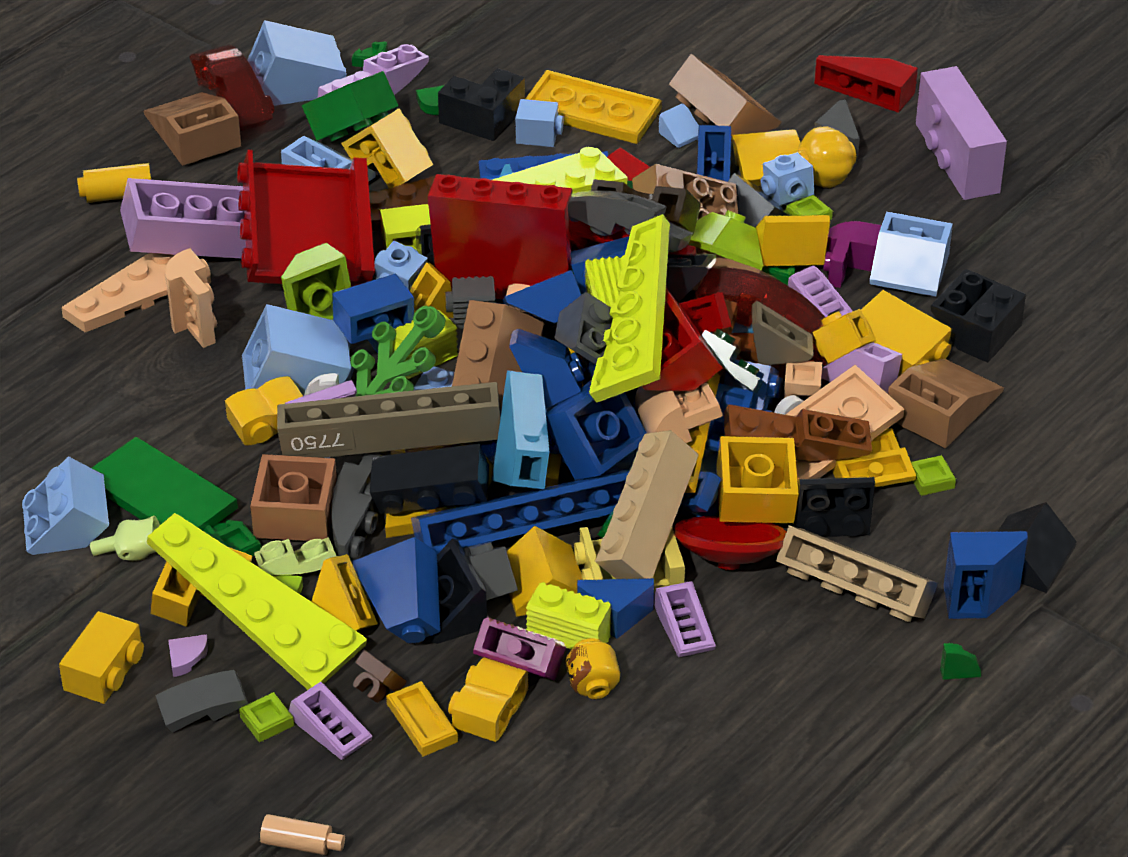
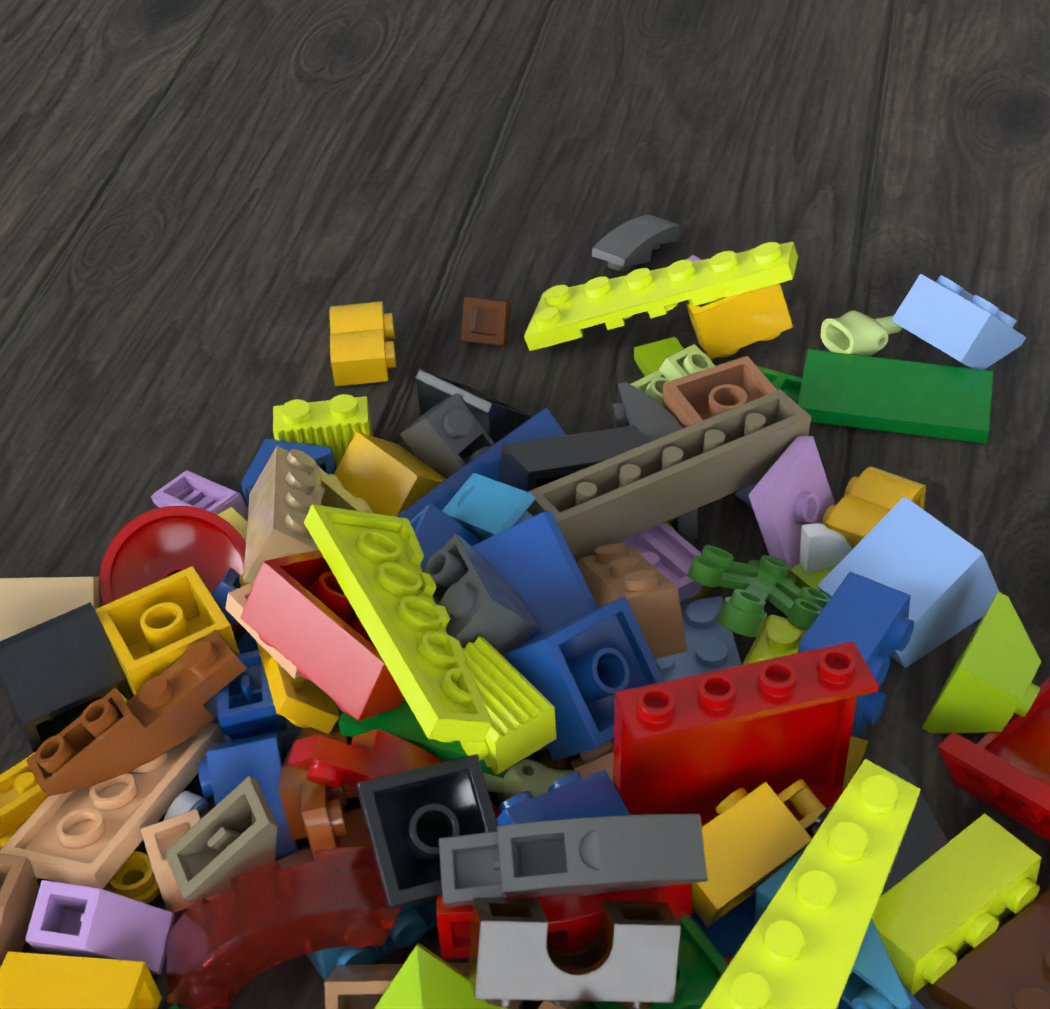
camera: 155 degrees right, 0 degrees up
(101, 657) = (761, 219): yellow brick -> none
(266, 717) = (569, 265): lime tile -> none
(300, 835) = (453, 196): light nougat cylinder -> none
(323, 698) = (507, 278): lavender slope -> none
(342, 594) = (574, 353): yellow slope -> none
(401, 260) = (926, 765): light blue brick -> none
(403, 588) = (525, 379): blue slope -> none
(422, 718) = (424, 319): yellow tile -> none
(519, 648) = (357, 373): magenta brick -> none
(592, 667) = (259, 394): yellow head -> none
(724, 351) = (259, 710): slope -> none
(842, 334) = (132, 926): yellow brick -> none

